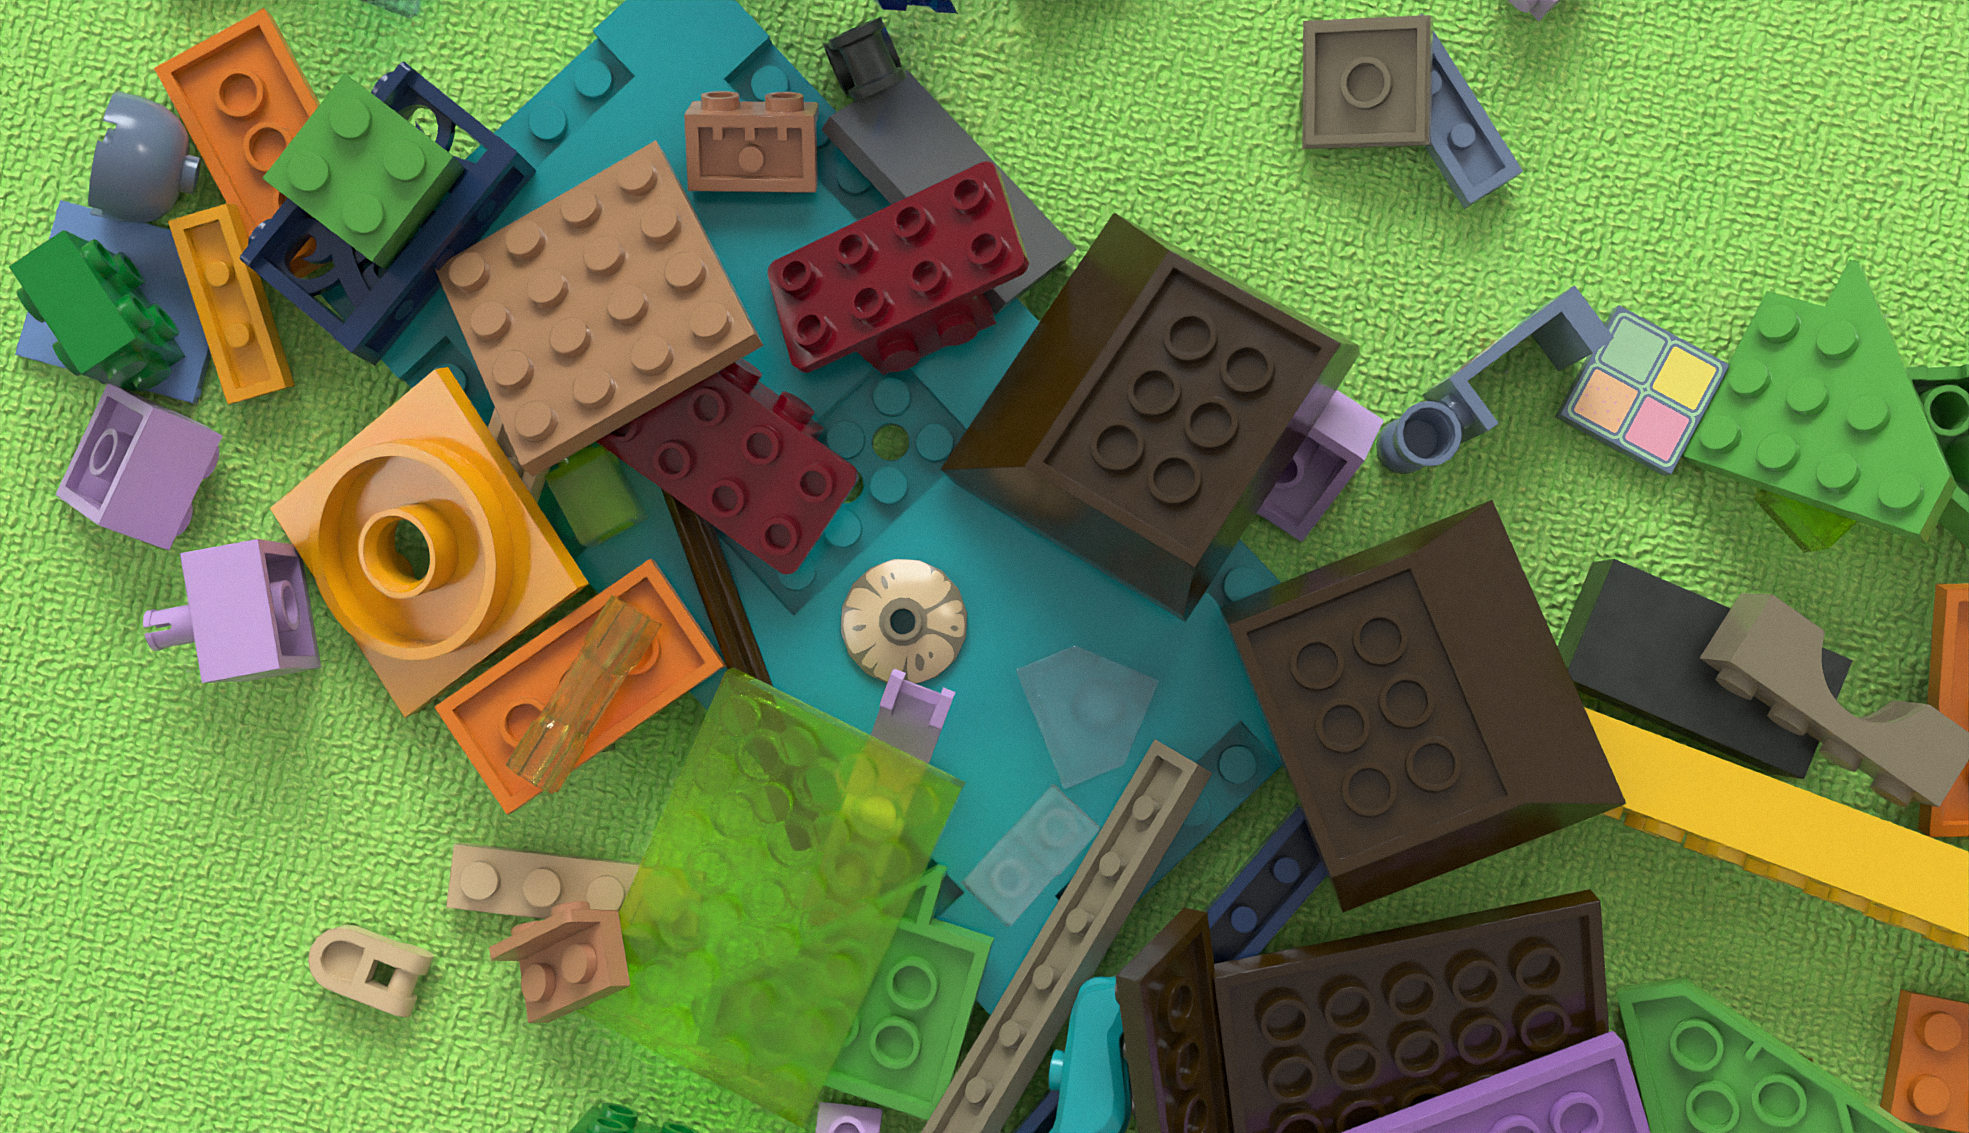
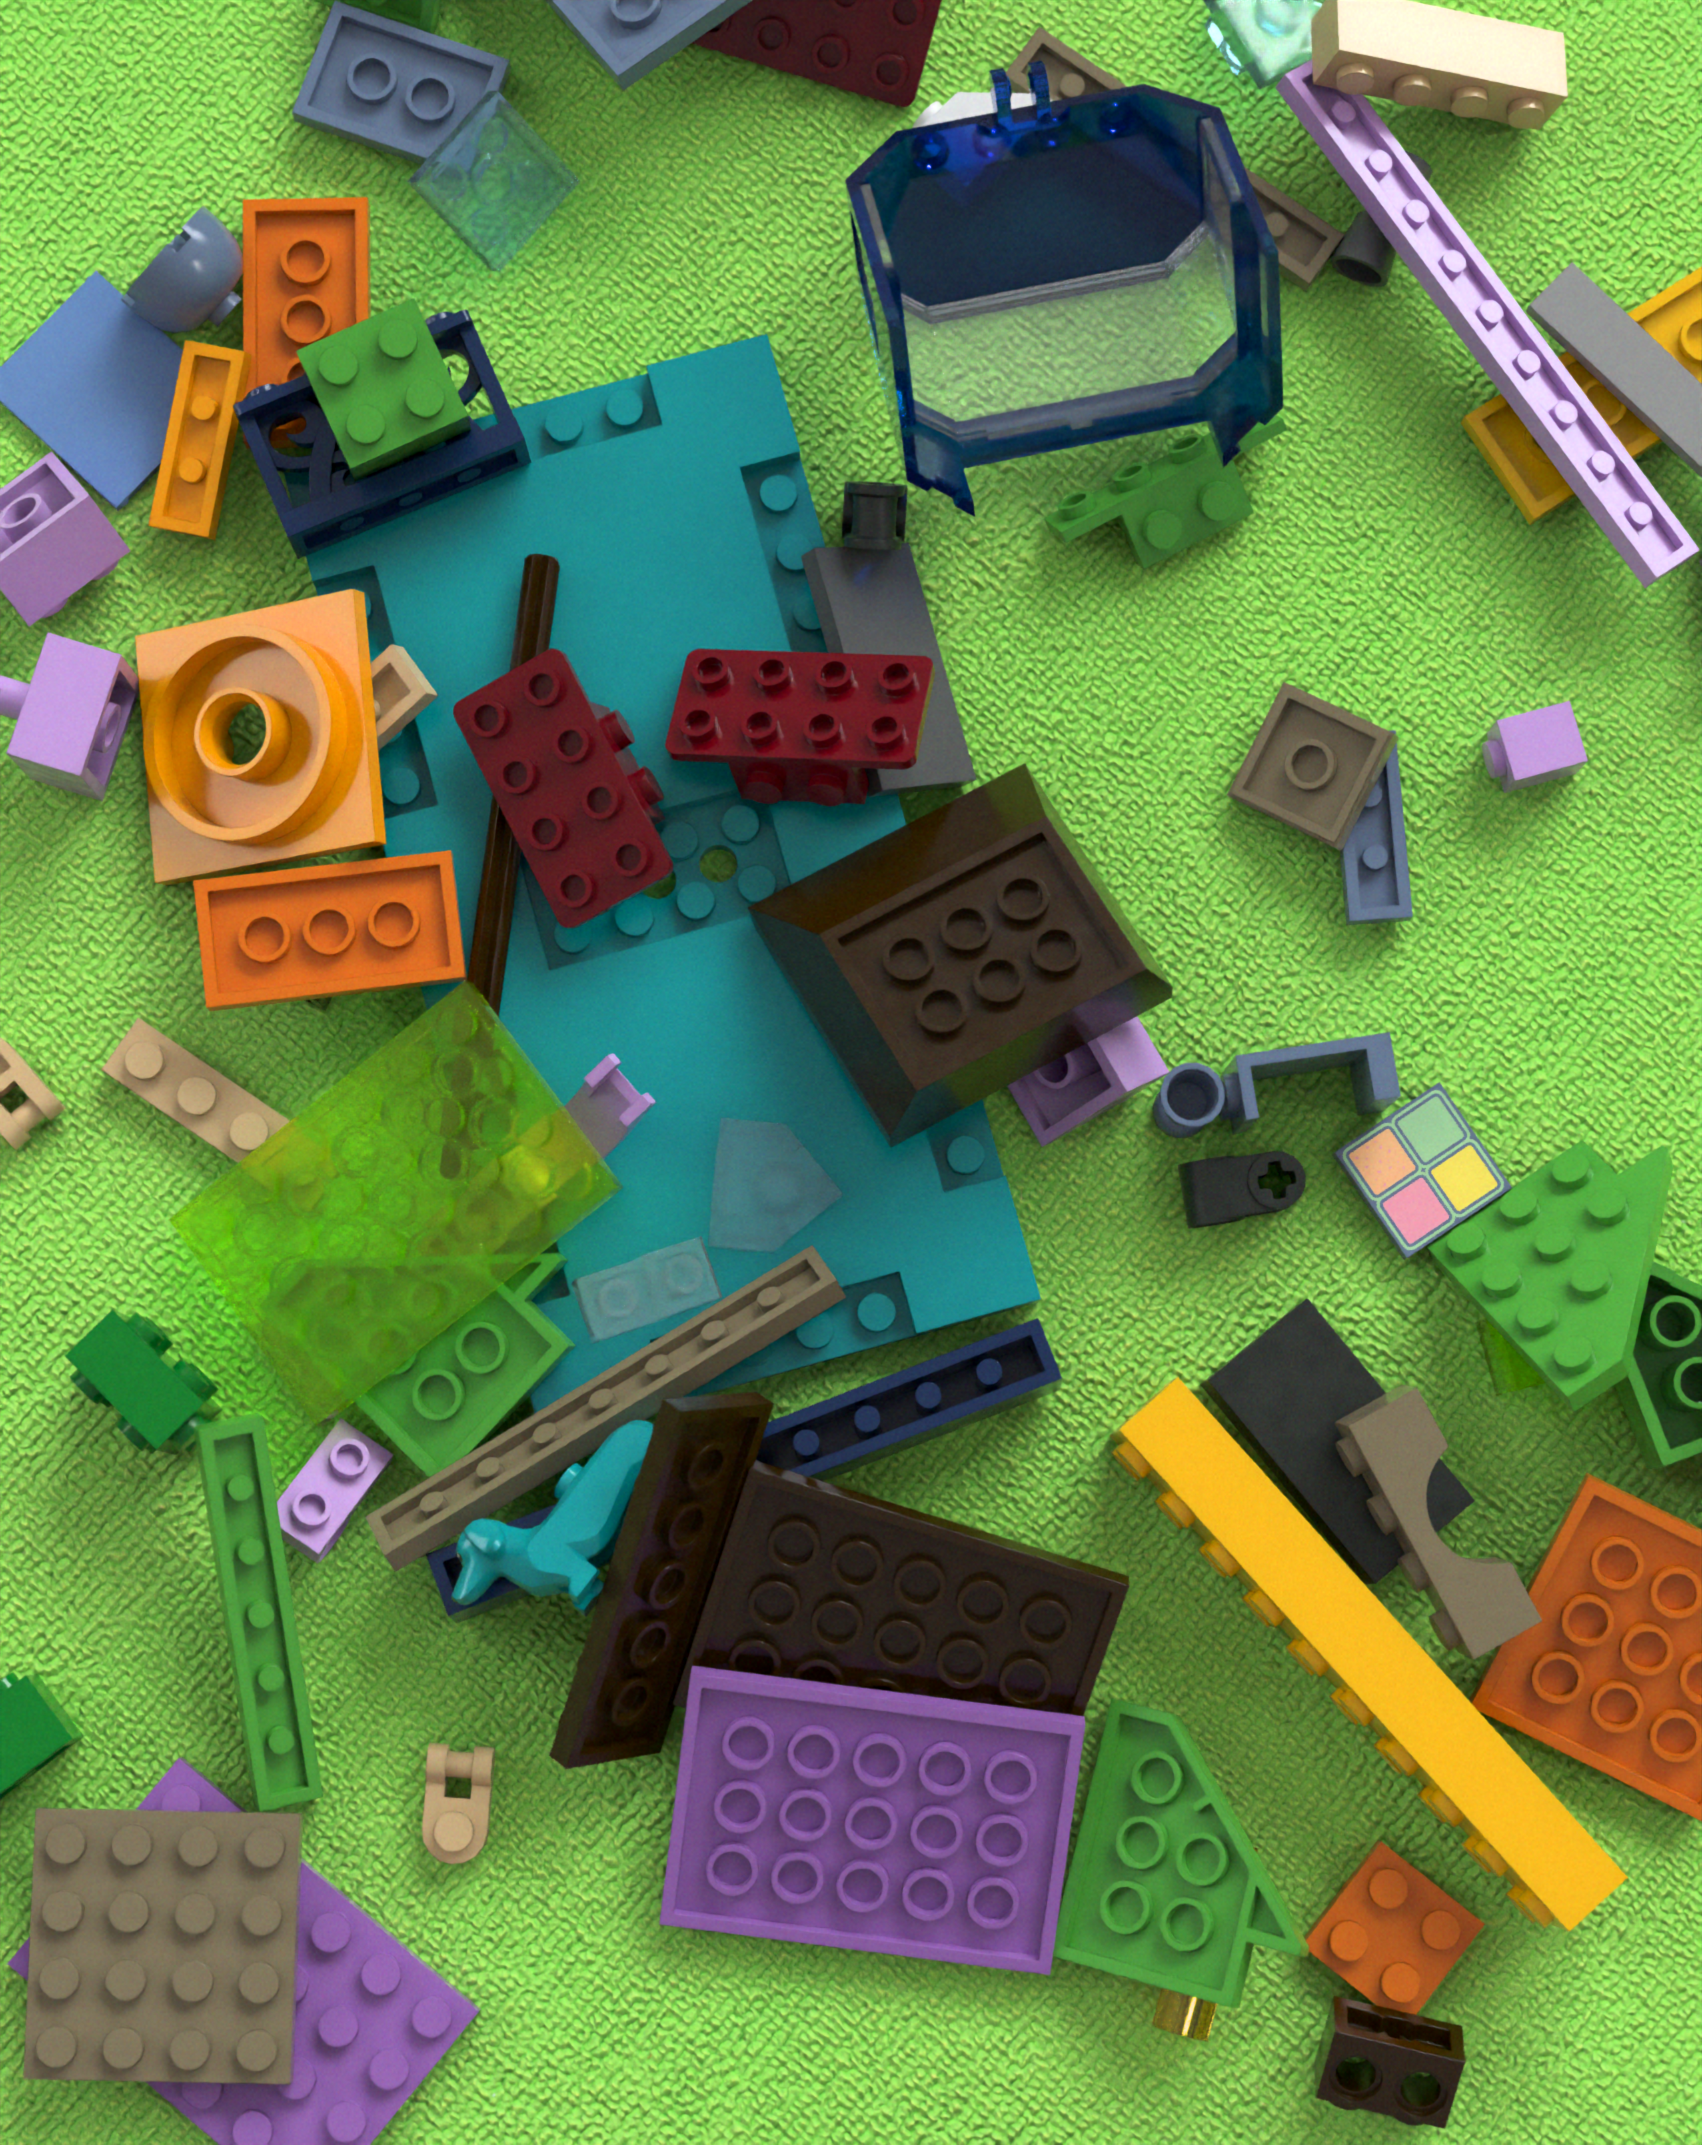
camera: 20 degrees right, 5 degrees down
(97, 312) = (83, 389): green brick -> none
(560, 732) = (292, 958): clear yellow axle -> none
(566, 959) = (185, 1166): nougat bracket -> none
(595, 495) = (432, 771): clear neon green brick -> none
(596, 308) = (520, 608): medium nougat plate -> none
(751, 143) = (733, 536): nougat bracket -> none
(938, 616) = (654, 1057): tan dish -> none
(1420, 706) = (1057, 1332): dark brown piece -> none
(1495, 480) = (1228, 1188): none -> pearl dark grey piece

